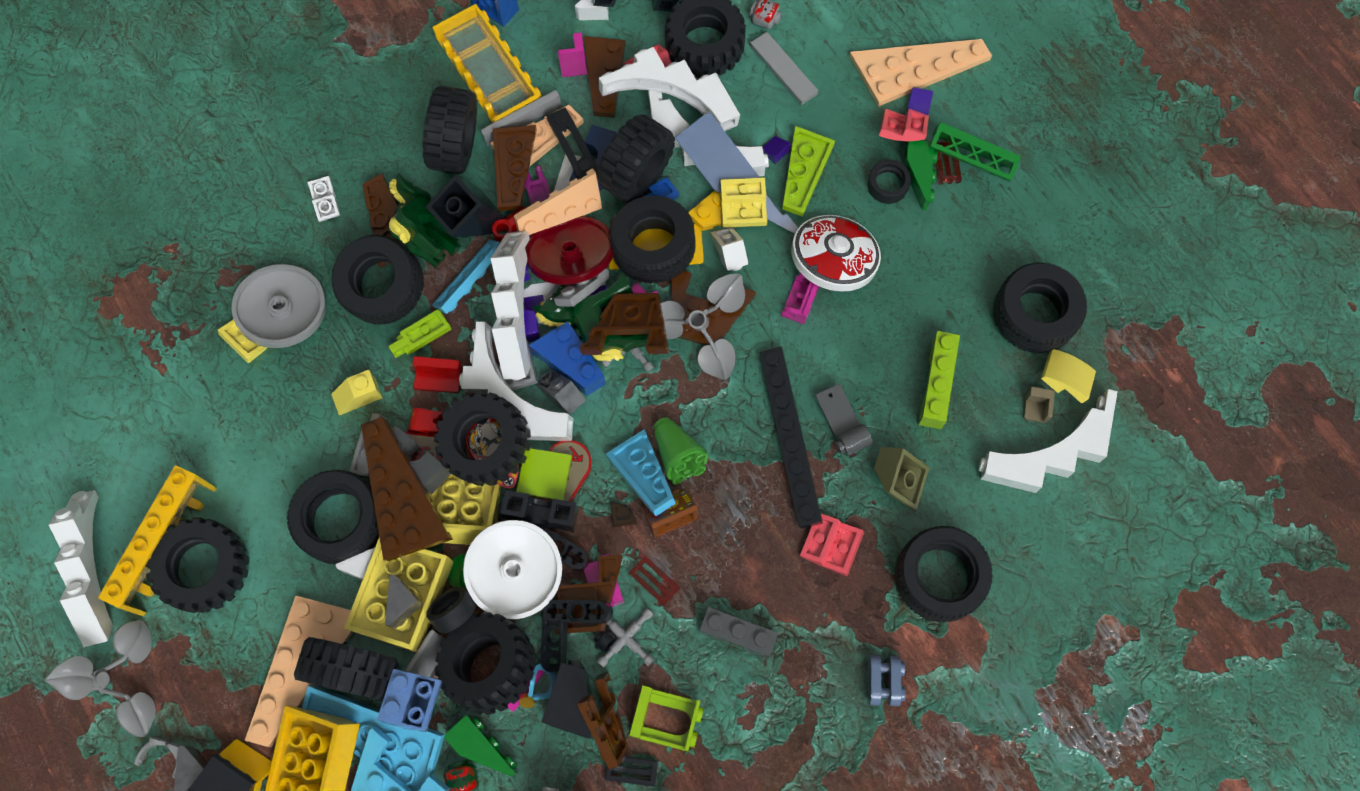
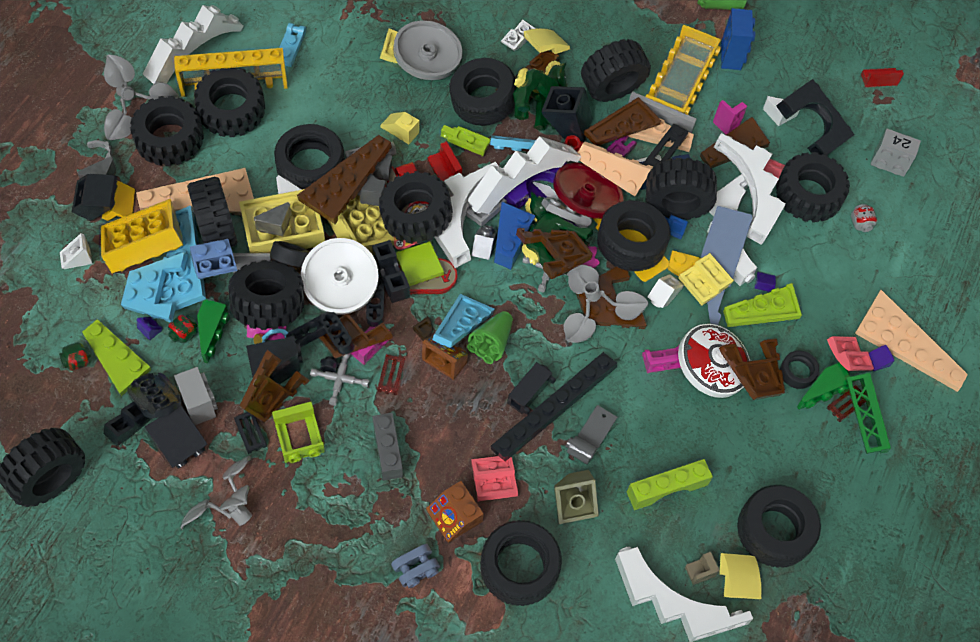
camera: 50 degrees right, 10 degrees down
(156, 654) = (161, 113): none -> black tyre
(158, 449) = (292, 43): none -> medium azure plate
(353, 175) = (546, 40): none -> light yellow slope
(757, 448) = (530, 387): none -> black brick
(784, 68) = (832, 254): light grey tile -> none
(849, 606) = (455, 512): none -> dark orange slope
(878, 221) = (758, 377): none -> reddish brown wing

